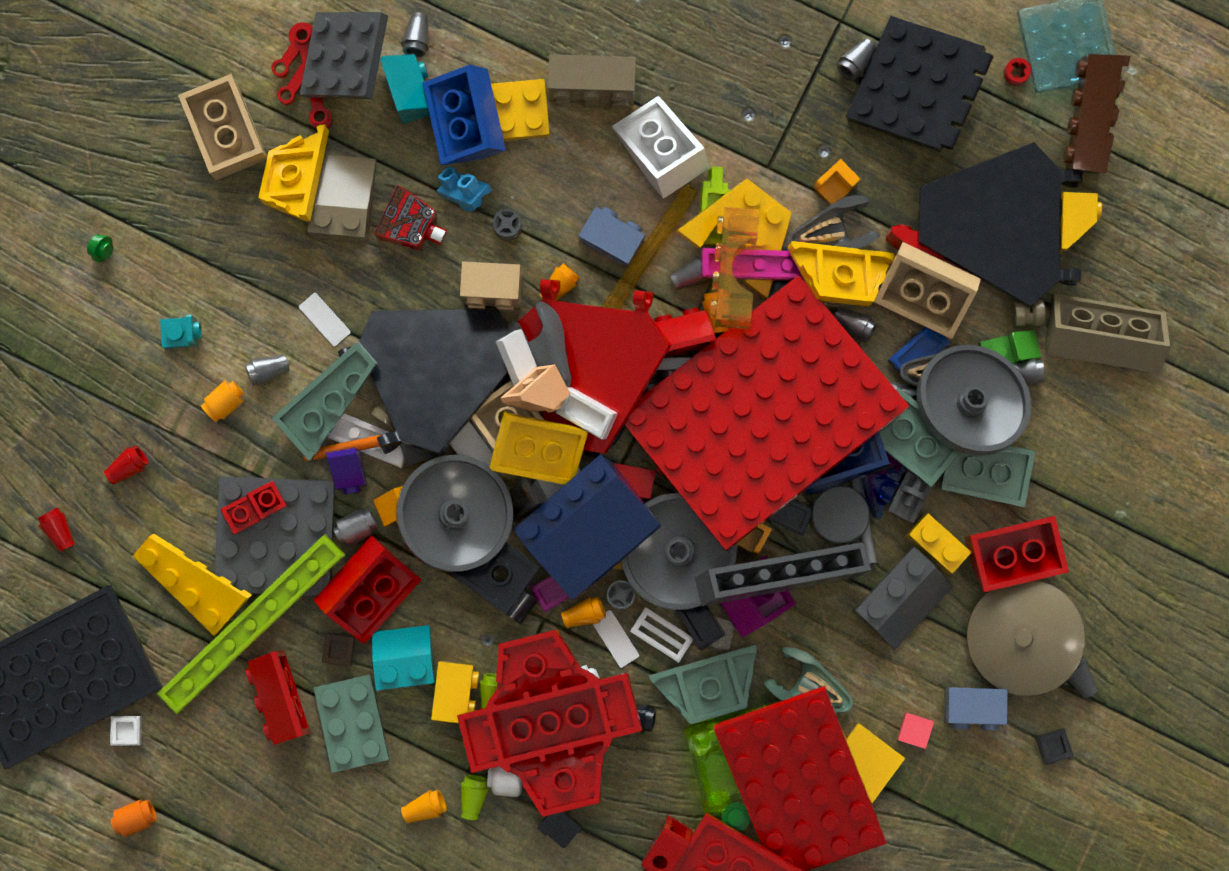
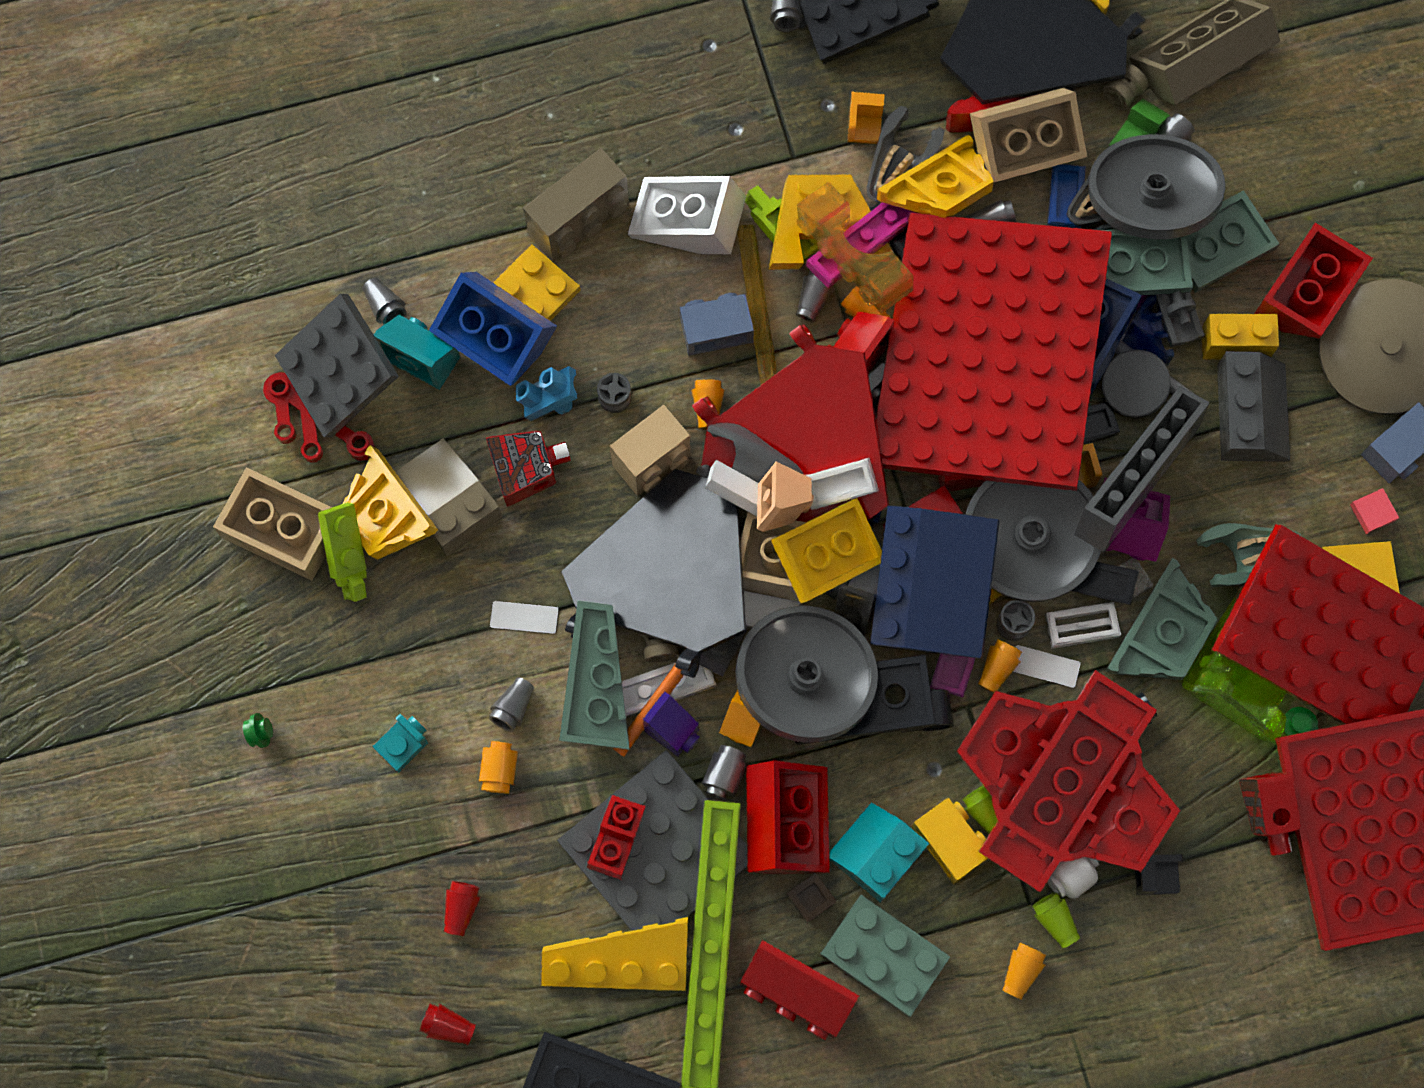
camera: 40 degrees left, 10 degrees down
(247, 180) = (344, 550): none -> lime hinge

